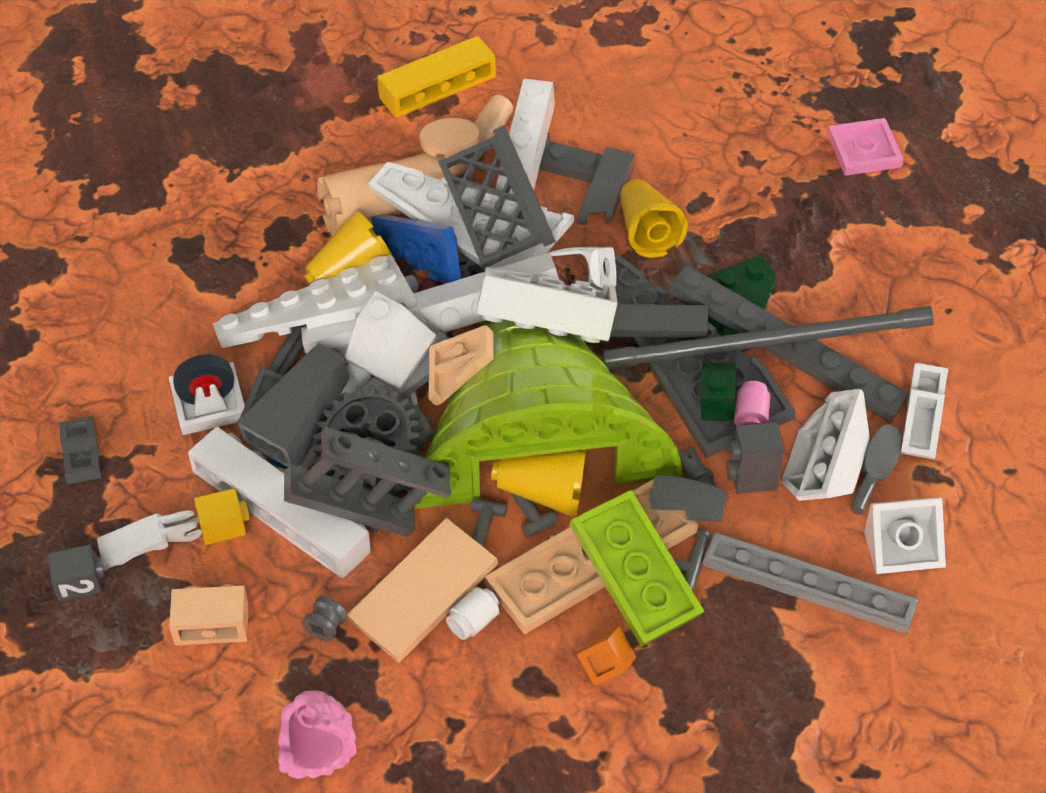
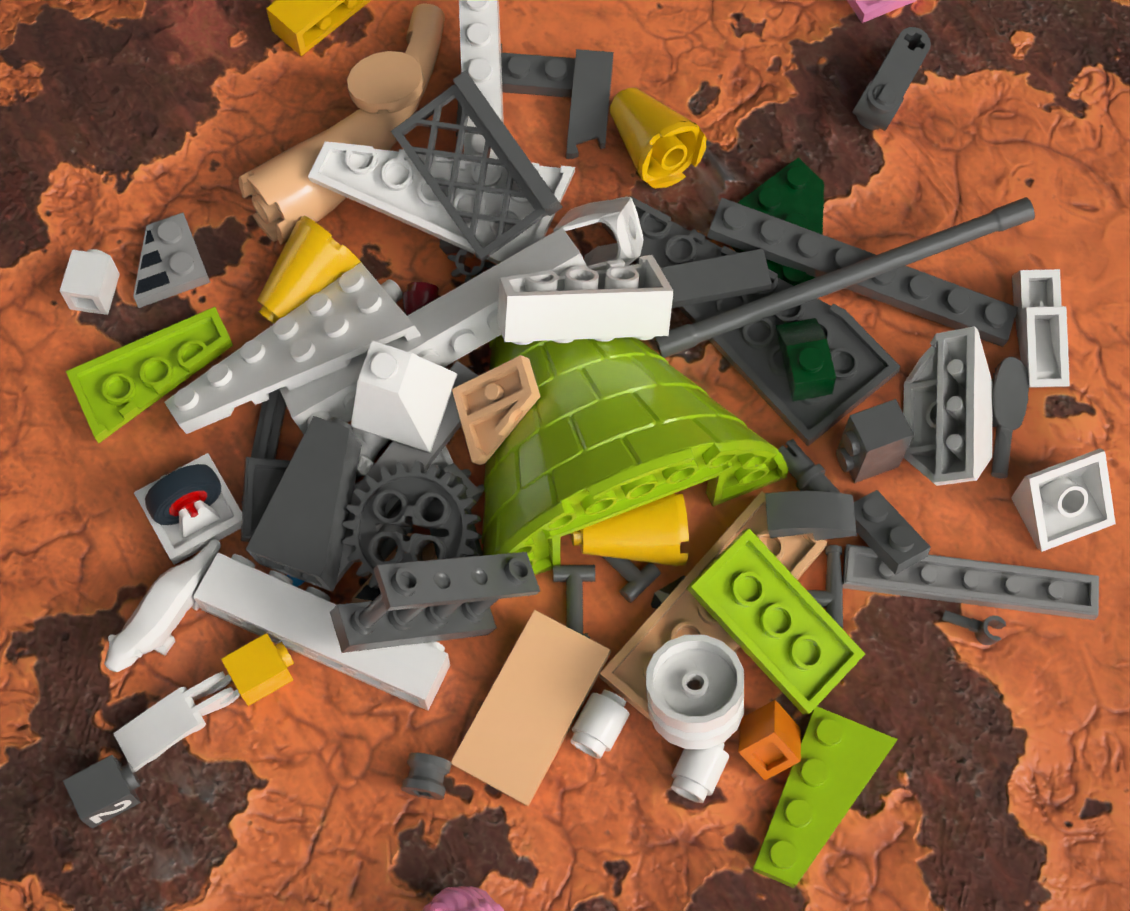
camera: 15 degrees left, 15 degrees up
(80, 450) = (53, 617): dark grey slope -> none
(158, 459) = (160, 611): none -> white animal
(185, 232) = (90, 281): none -> white brick
(199, 301) = (140, 373): none -> lime wing
(209, 615) = (284, 805): light nougat brick -> none
(248, 233) = (168, 262): none -> light grey wing
(422, 244) = (395, 242): blue wing -> none
(542, 662) = (699, 772): none -> white brick
(552, 596) = (695, 691): none -> white wheel
(635, 705) = (819, 791): none -> lime wing
(750, 529) = (888, 533): none -> dark grey plate
(752, 404) = (854, 376): bright pink brick -> none
(814, 612) = (979, 627): none -> dark grey hand
(852, 214) = (886, 90): none -> dark grey piece

